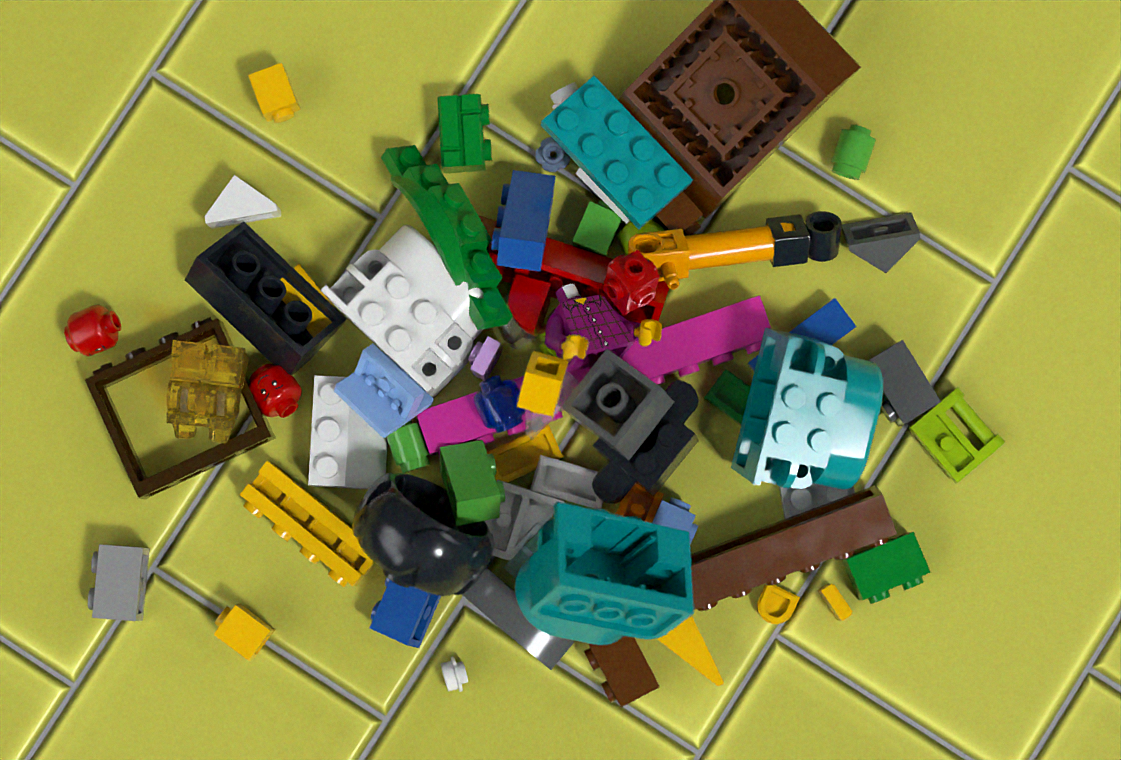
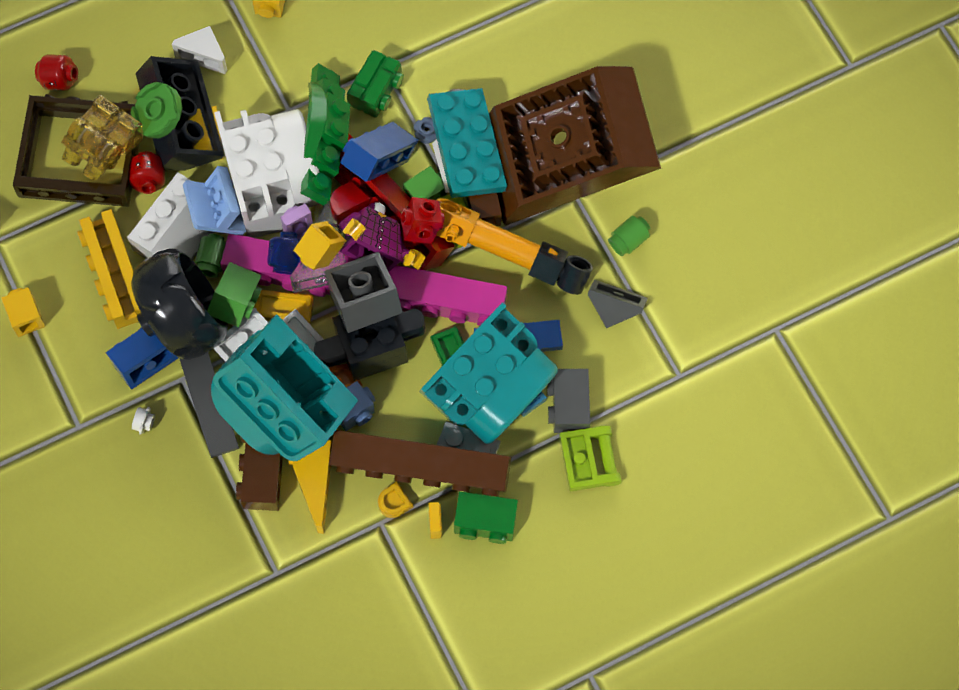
camera: 25 degrees right, 15 degrees down
(247, 317) = (157, 109): none -> bright green tile

